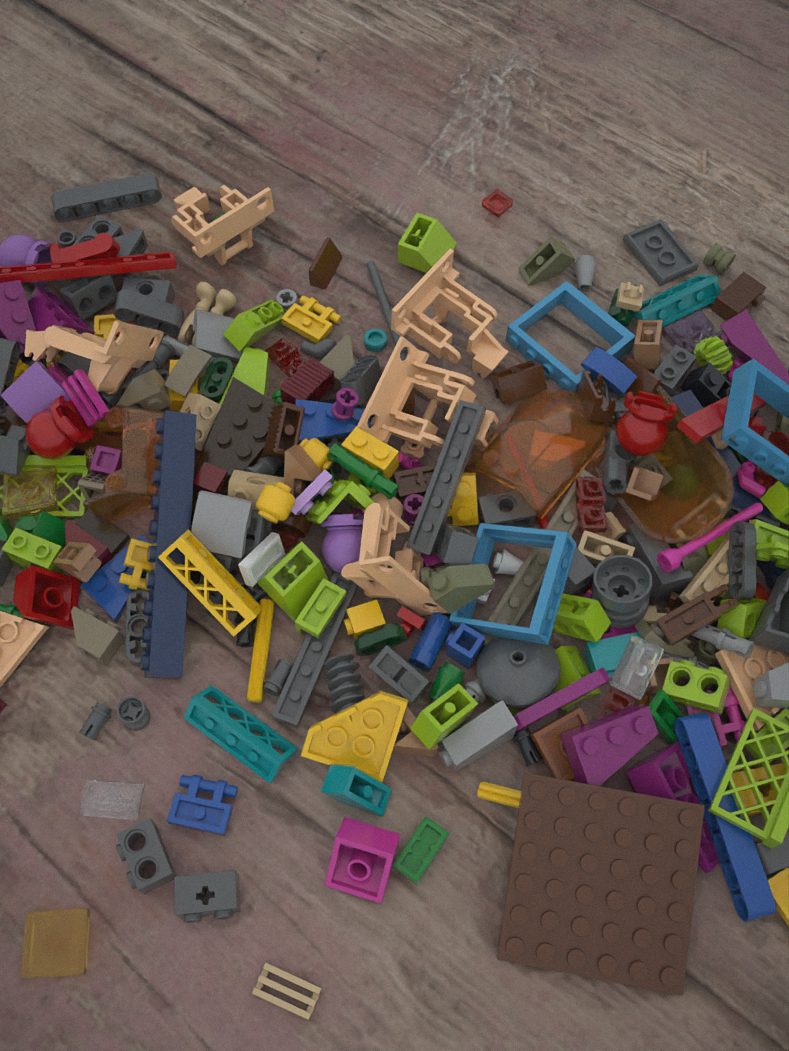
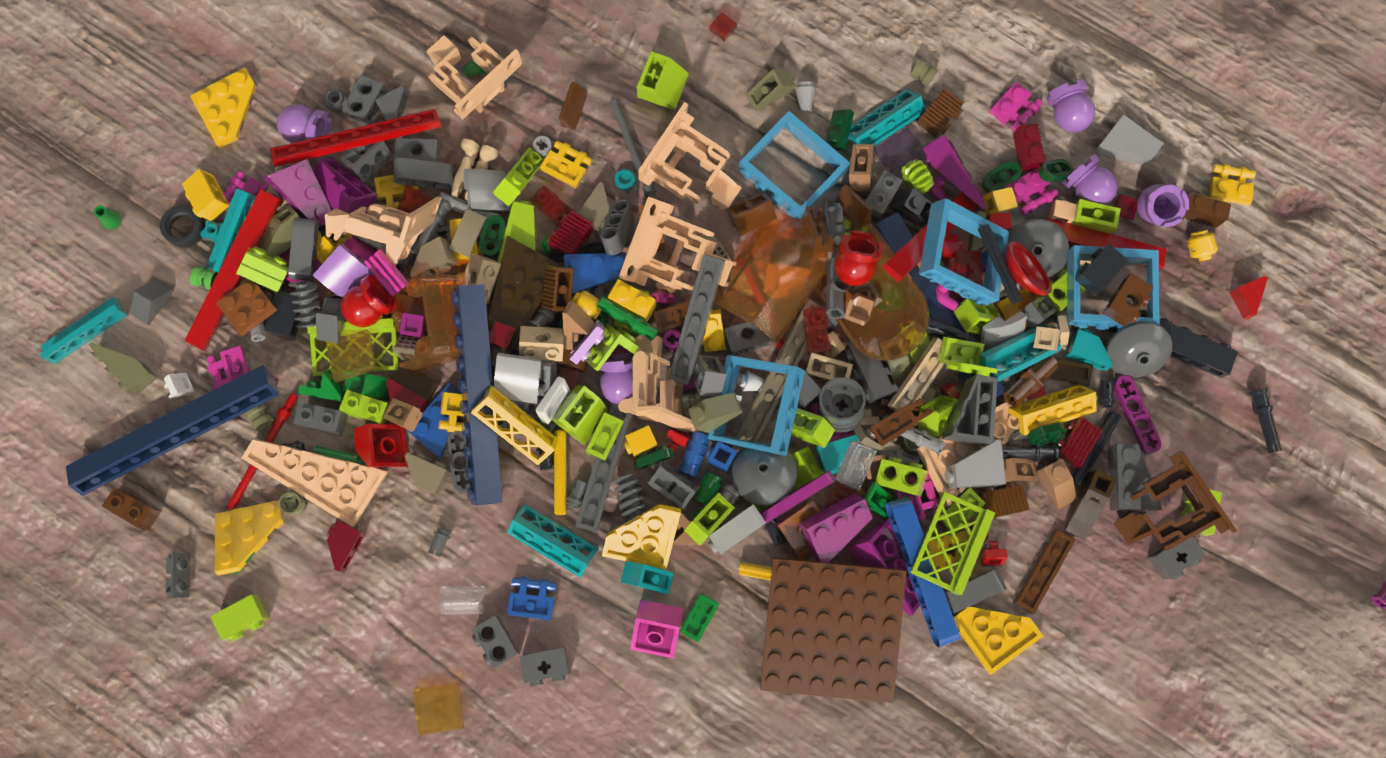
camera: 10 degrees left, 15 degrees up
(100, 247) = (371, 113): red leg -> none
(106, 197) = (362, 49): dark grey beam -> none
(129, 708) = (467, 533): dark grey wheel -> none
(264, 980) = (629, 732): tan tile -> none
(275, 502) = (560, 358): yellow head -> none
(319, 349) = (578, 193): dark grey arm -> none
(340, 404) = (601, 258): magenta bush -> none
(614, 372) = (828, 200): blue slope -> none
(630, 296) = (844, 124): tan tile -> none
(660, 252) = (872, 67): dark grey tile -> none
(671, 558) = (881, 376): dark pink piece -> none
(742, 542) = (937, 360): dark grey beam -> none

